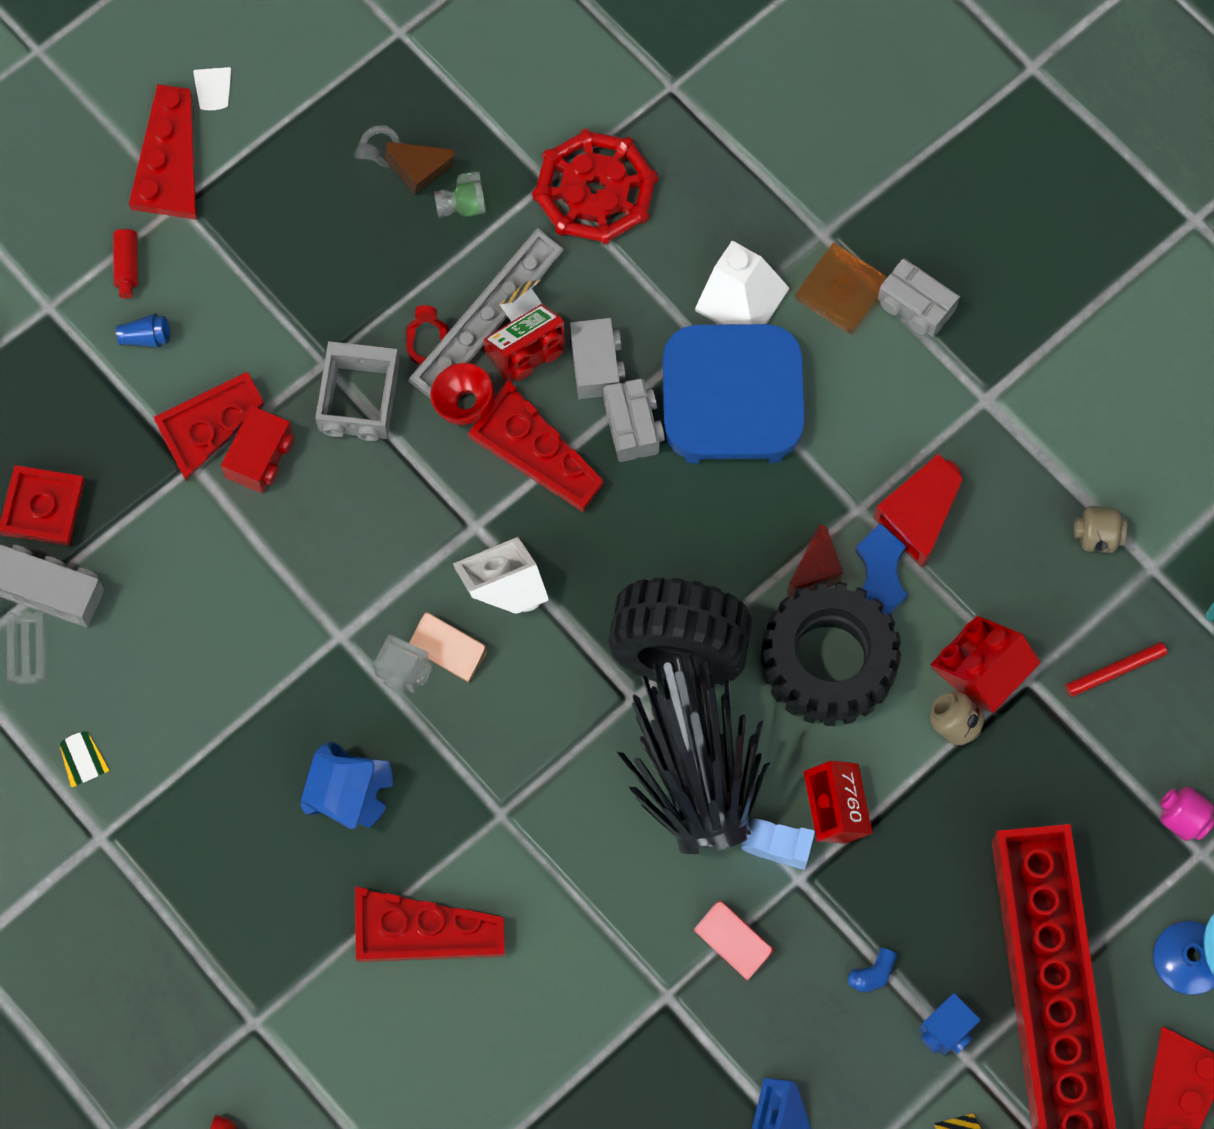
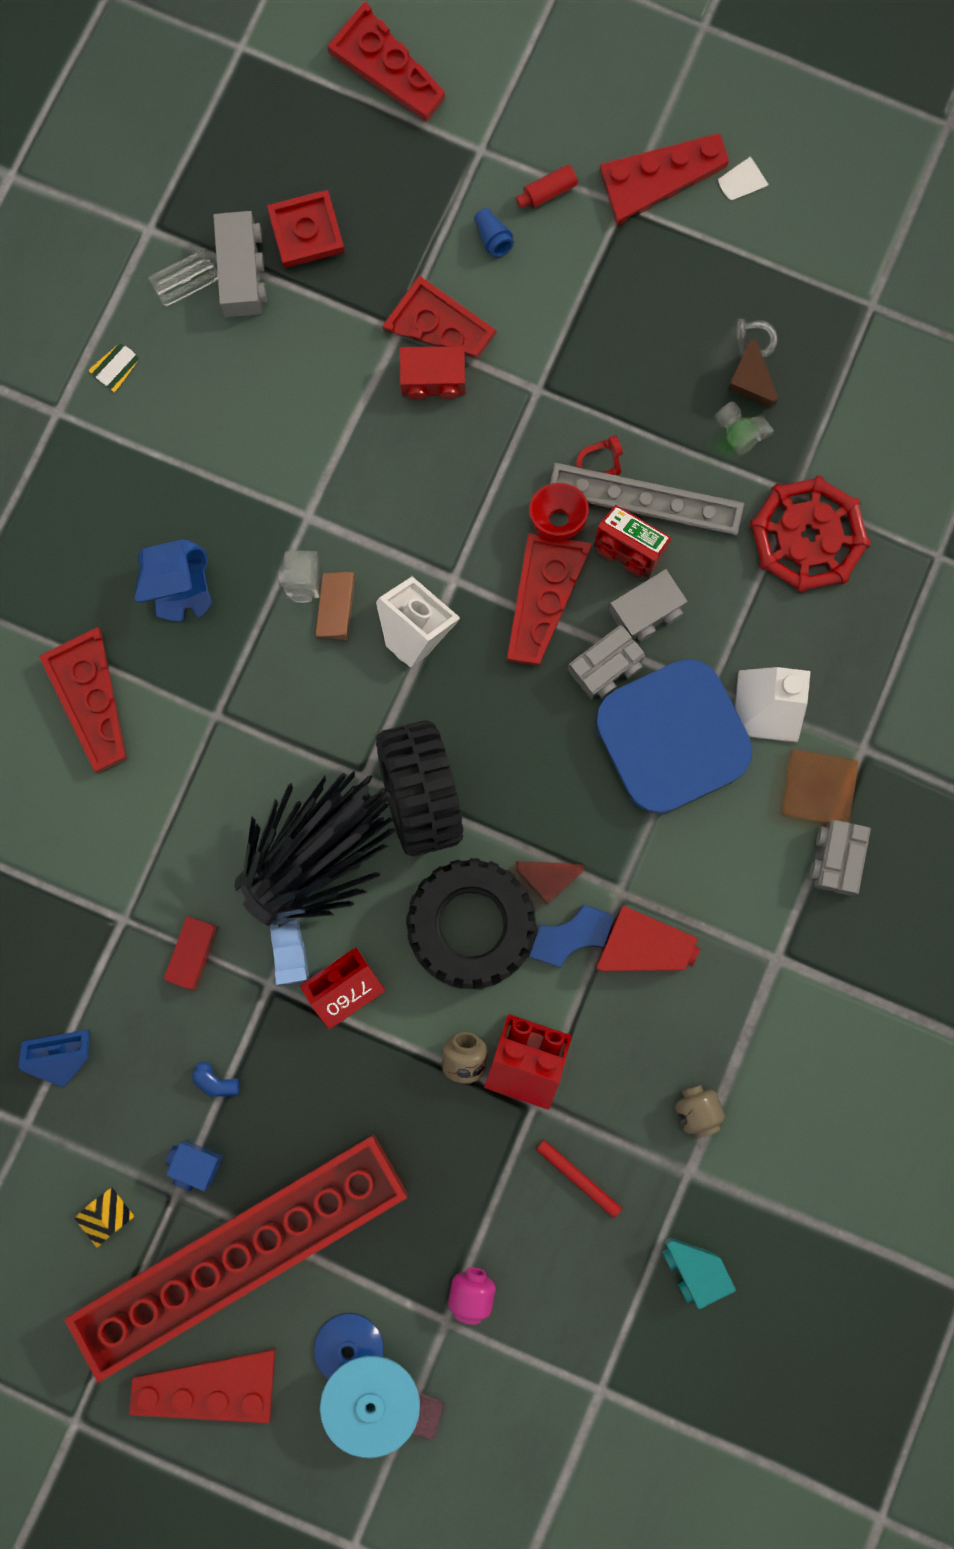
camera: 65 degrees right, 10 degrees up
(361, 359) = (539, 393): light grey window -> none
(521, 301) = (670, 522): white sticker -> none

